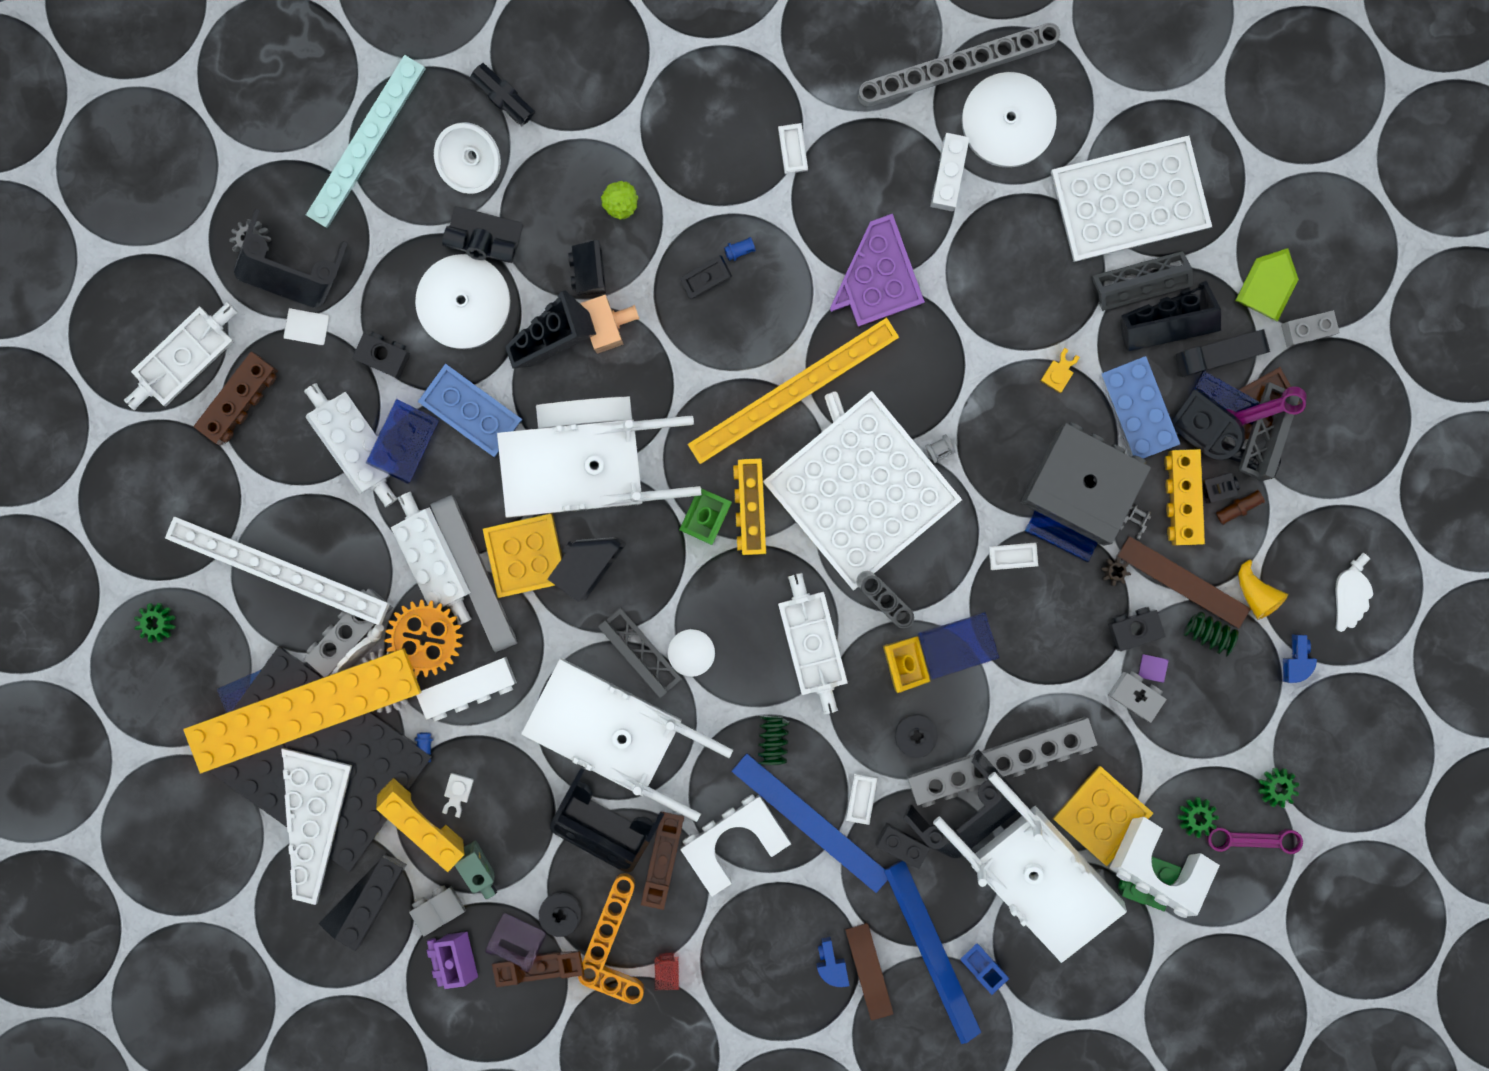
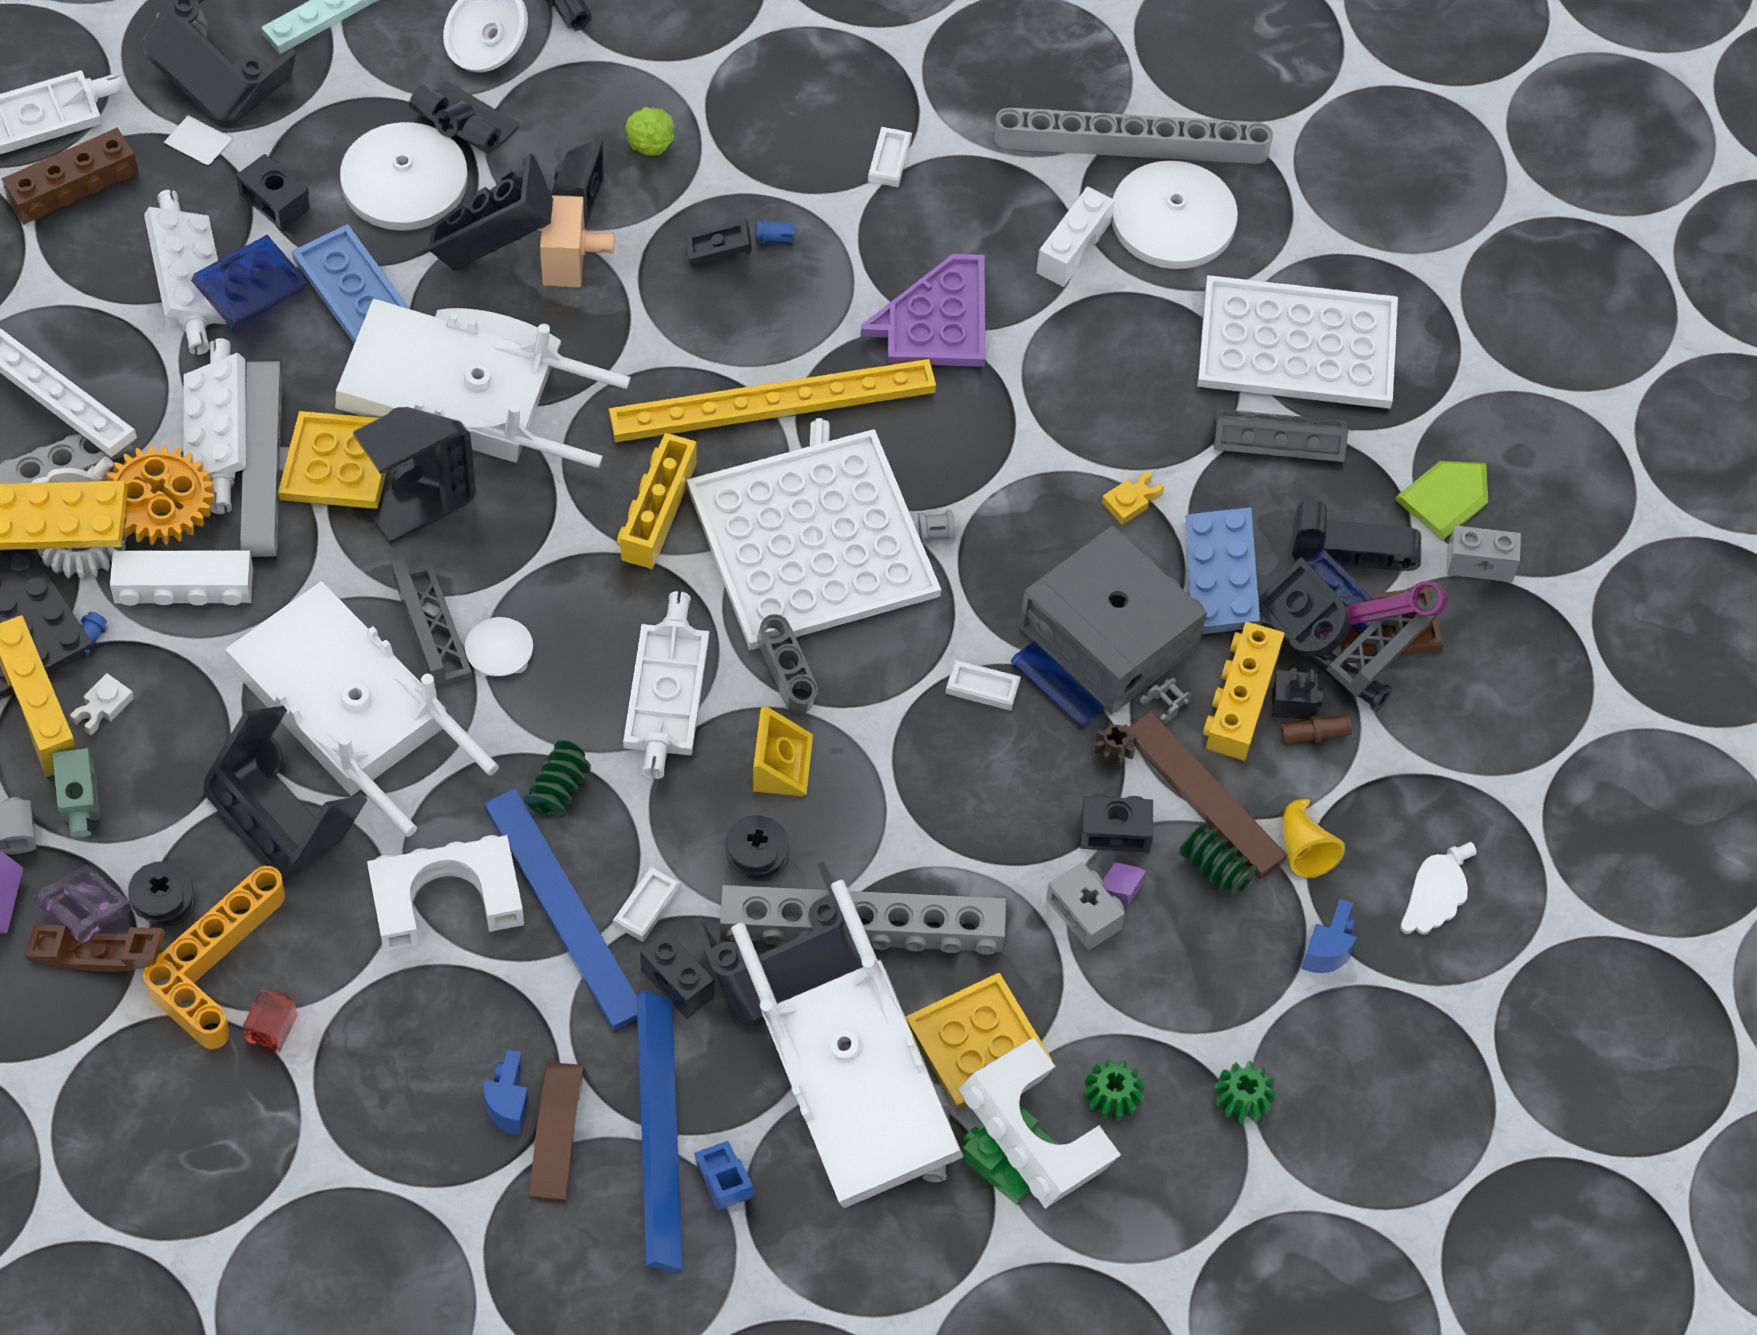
camera: 15 degrees right, 30 degrees down
(662, 861) = (339, 877): reddish brown slope -> none
(705, 516) = (597, 500): bright green slope -> none
(958, 645) = (863, 766): clear blue piece -> none
(1172, 319) = (1291, 483): black wedge -> none
(1255, 840) = (1185, 1153): magenta piece -> none

